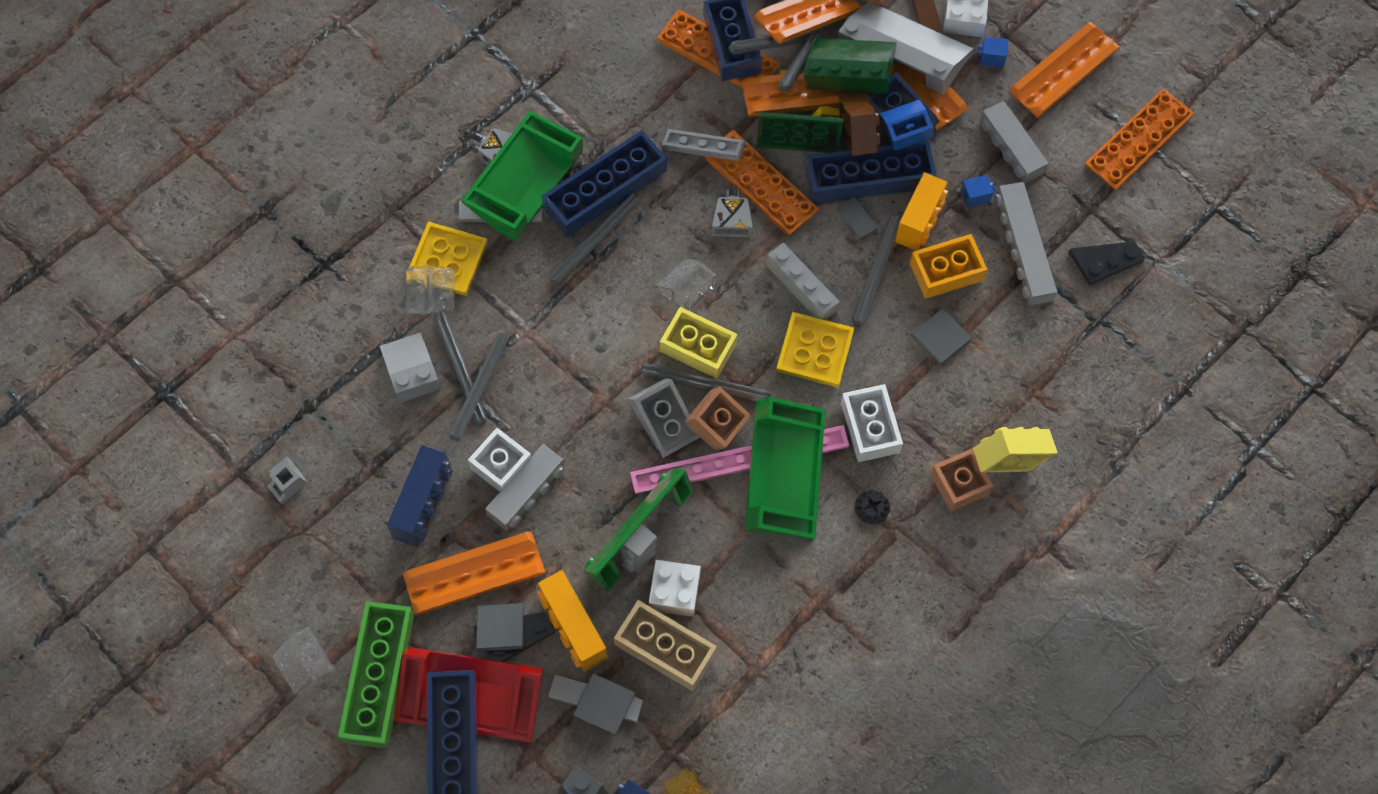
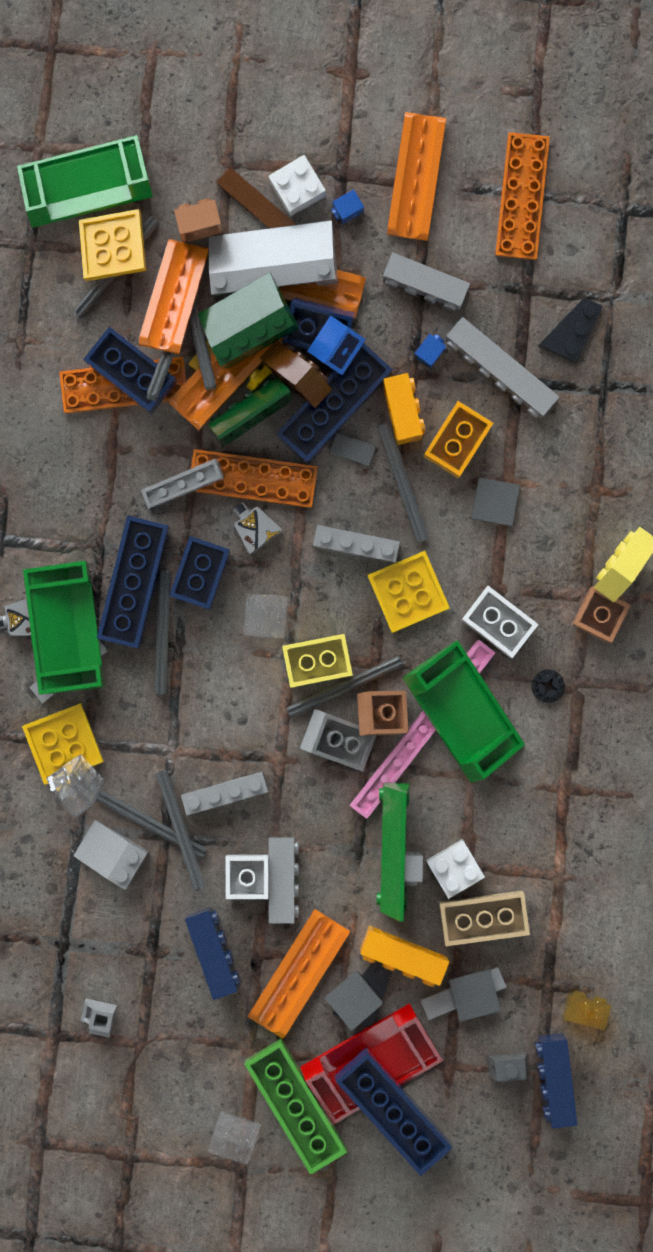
camera: 30 degrees left, 20 degrees up
(538, 386) = (224, 793): none -> light grey brick
(661, 213) = (200, 573): none -> dark blue brick

